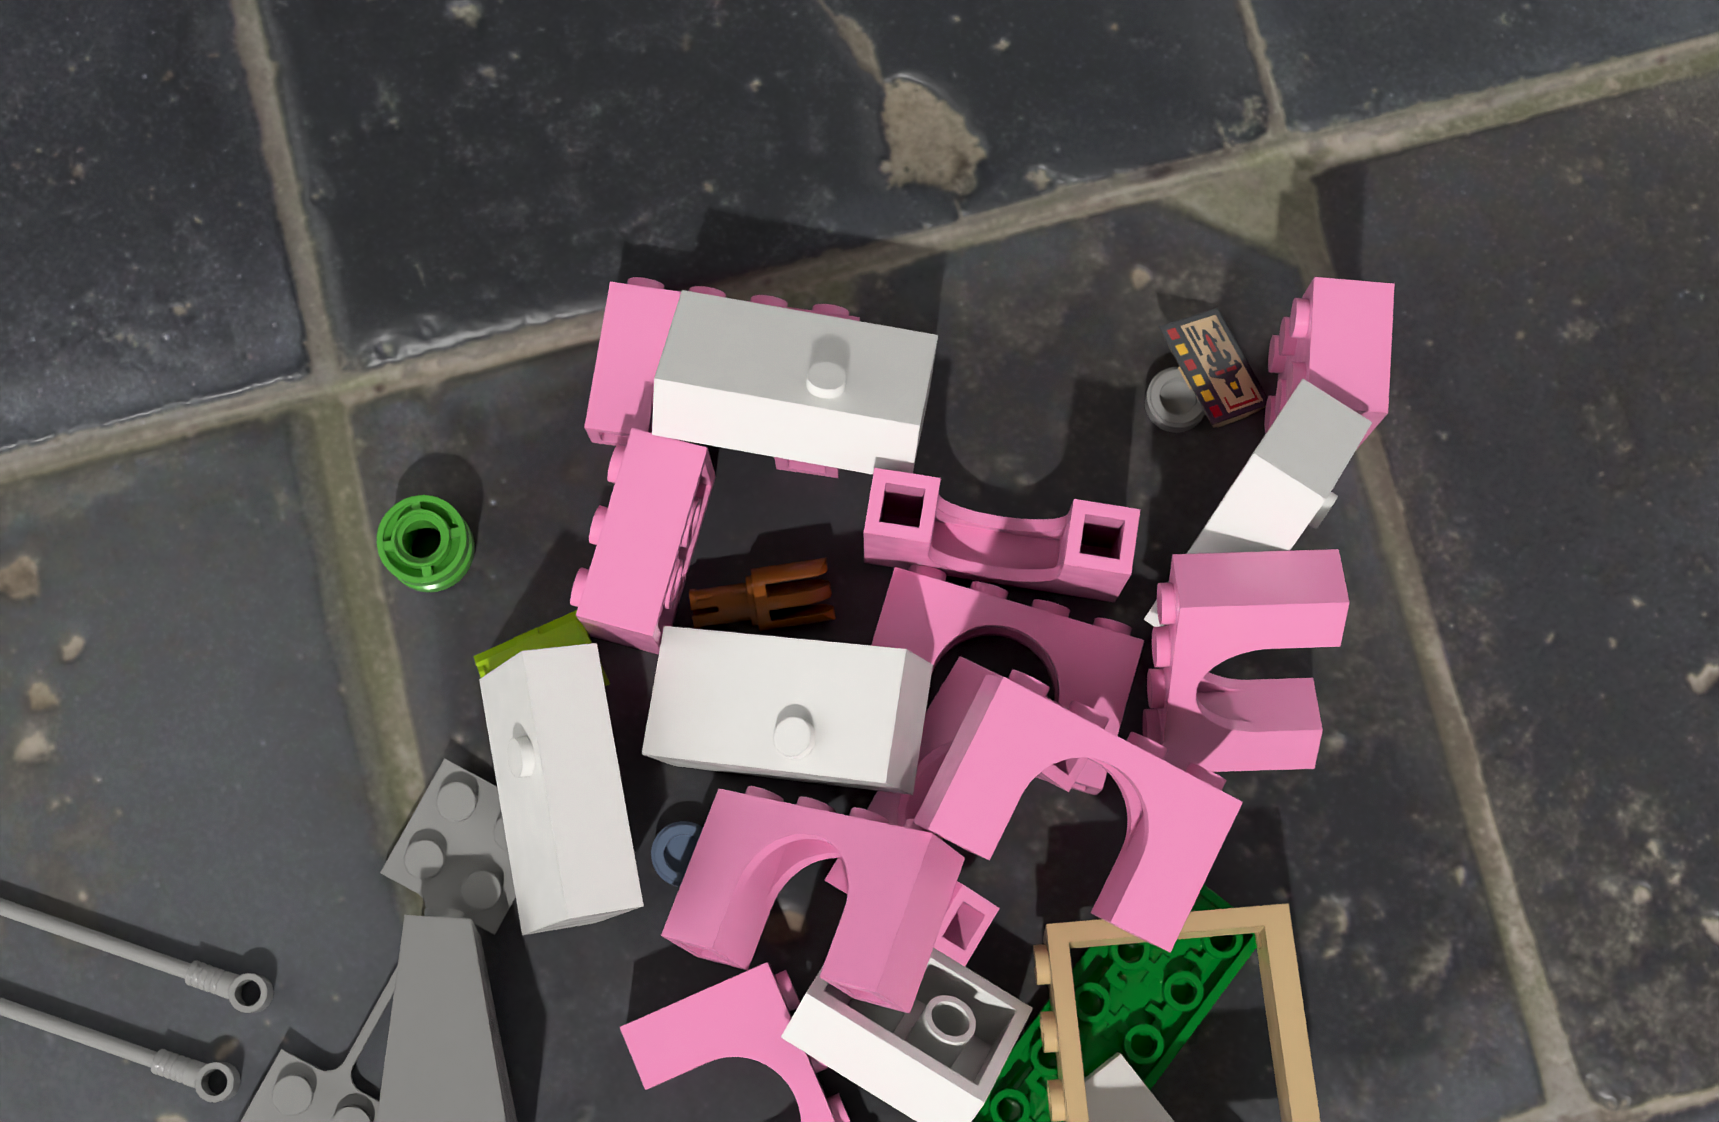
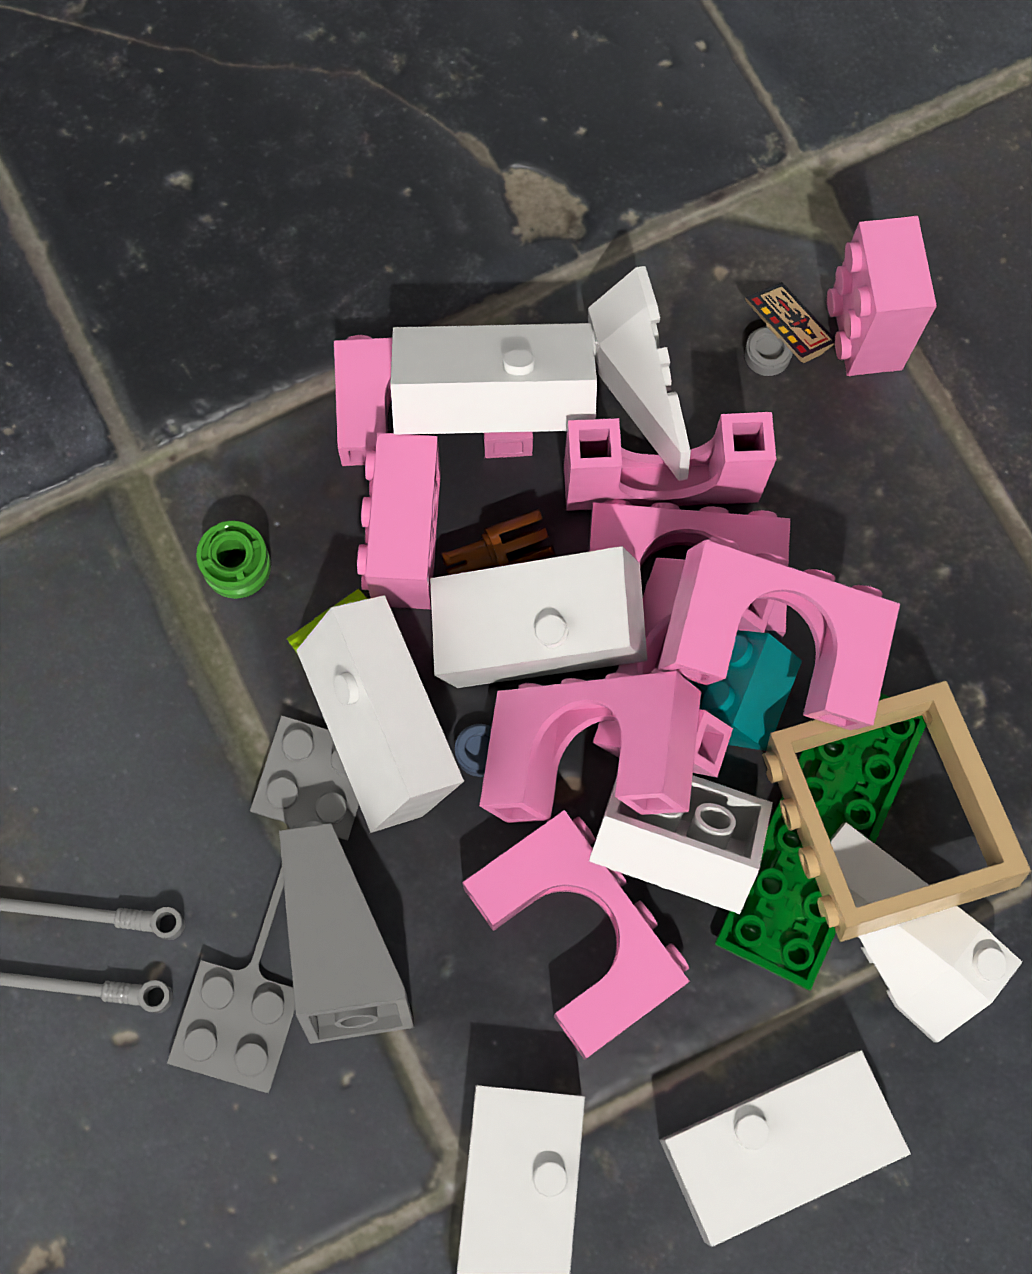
camera: 15 degrees left, 5 degrees down
(984, 376) = (637, 368): none -> white wedge
(1039, 856) = (754, 689): none -> teal slope
(1227, 608) = (849, 466): bright pink arch -> none
(1285, 479) = (858, 406): white brick -> none

